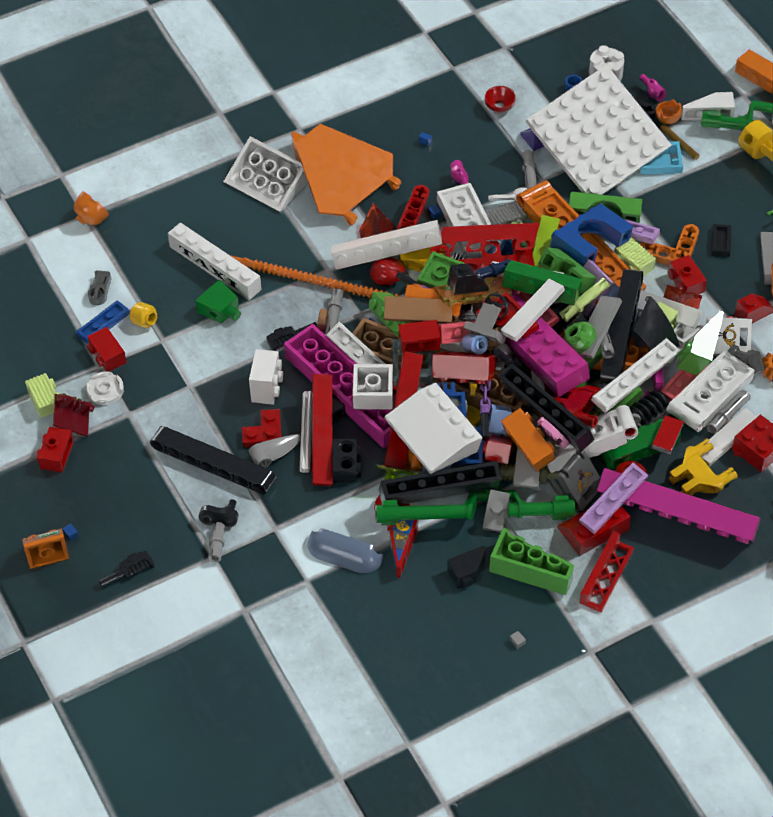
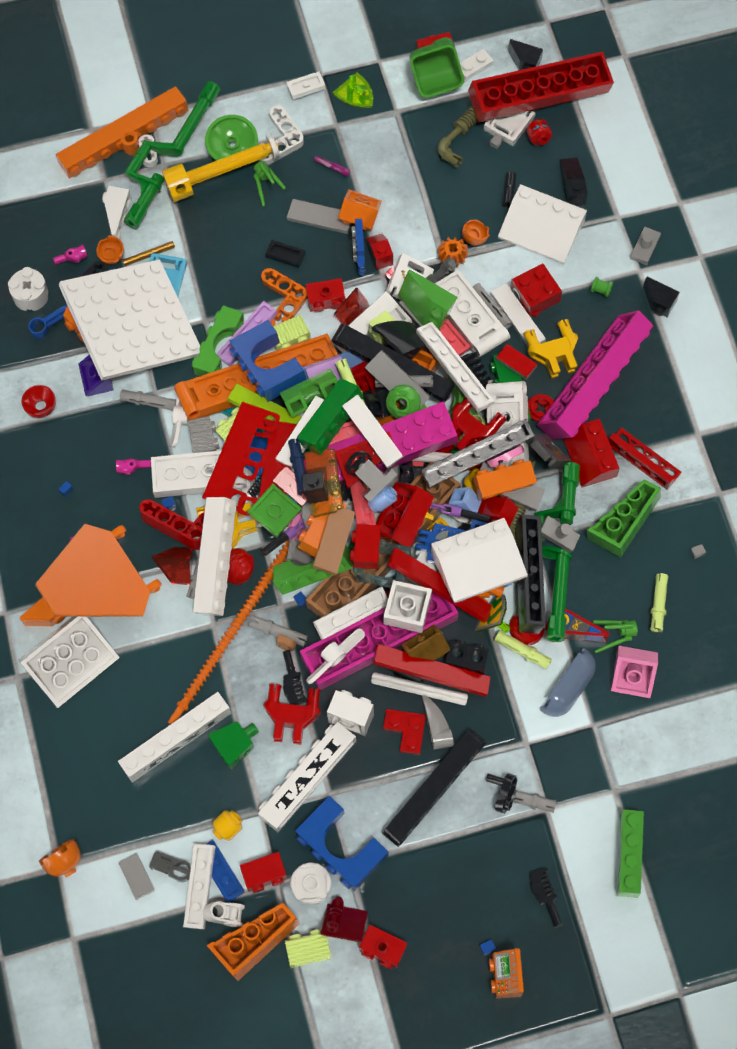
camera: 75 degrees left, 15 degrees up
(41, 352) = (254, 940): none -> orange wedge
(64, 332) = (228, 913): none -> white piece
(85, 308) = (199, 885): none -> white tile
(86, 266) = (136, 876): none -> light grey tile
(147, 378) = (351, 870): none -> blue arch
(199, 362) = (307, 776): none -> white brick
(202, 623) = (631, 853): none -> bright green arch
(250, 336) = (291, 715): none -> red connector
(315, 345) = (335, 653): none -> white piece
(344, 418) = (427, 645): none -> pearl gold slope
(364, 511) = (522, 649): none -> yellowish green pin
(369, 600) = (634, 671): none -> bright pink slope
(413, 588) = (625, 627): none -> bright green plant
(449, 612) = (658, 610): none -> yellowish green pin
(466, 567) = (615, 574): black slope -> none
(613, 498) = (588, 424): lavender tile -> none
(745, 284) = (358, 246): none -> blue piece

